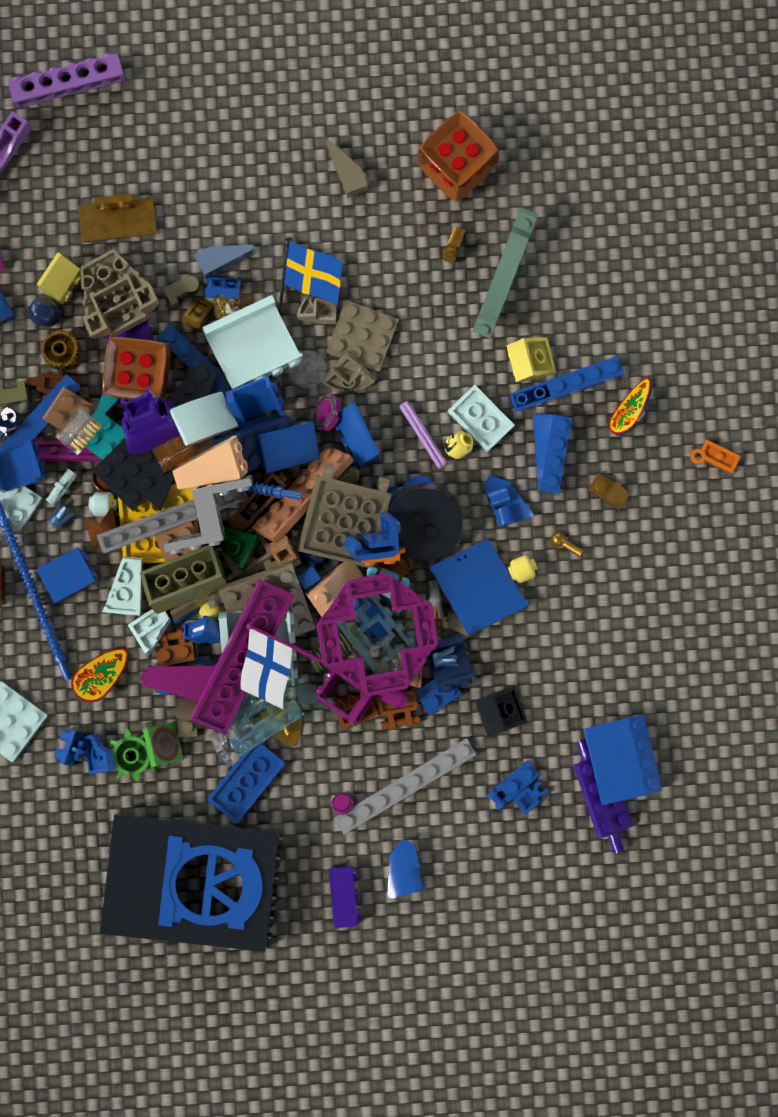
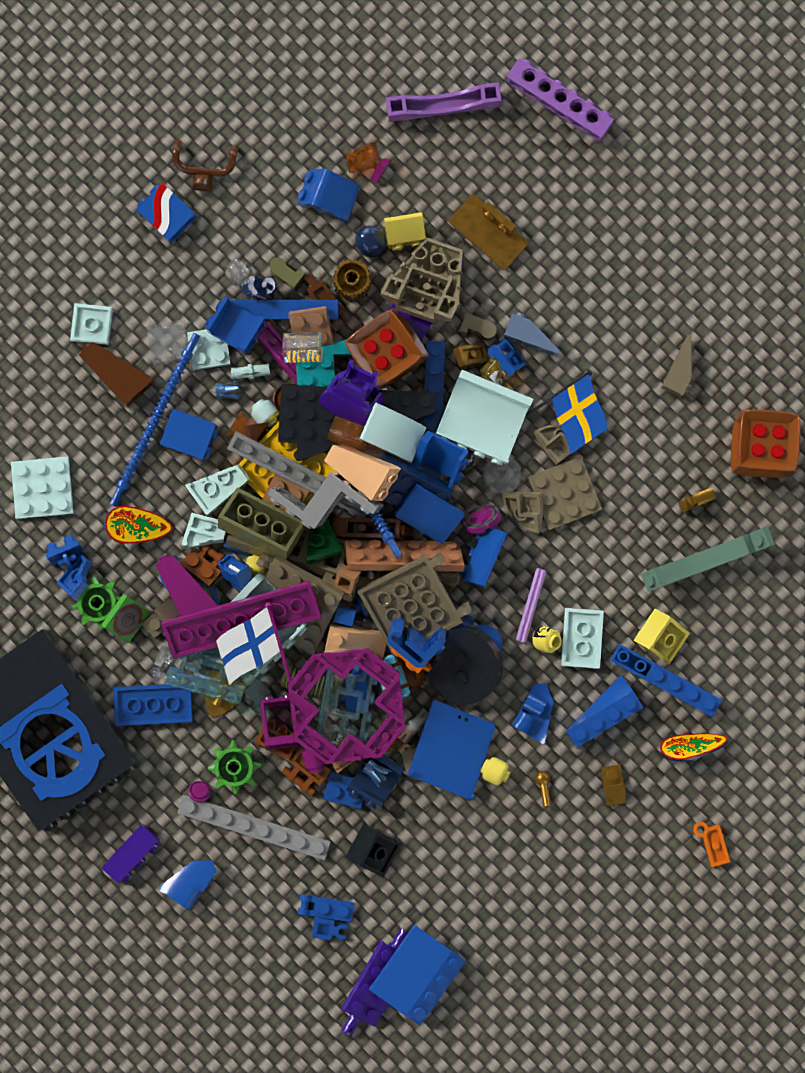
camera: 55 degrees right, 0 degrees up
(346, 749) = (228, 776): none -> bright green brick

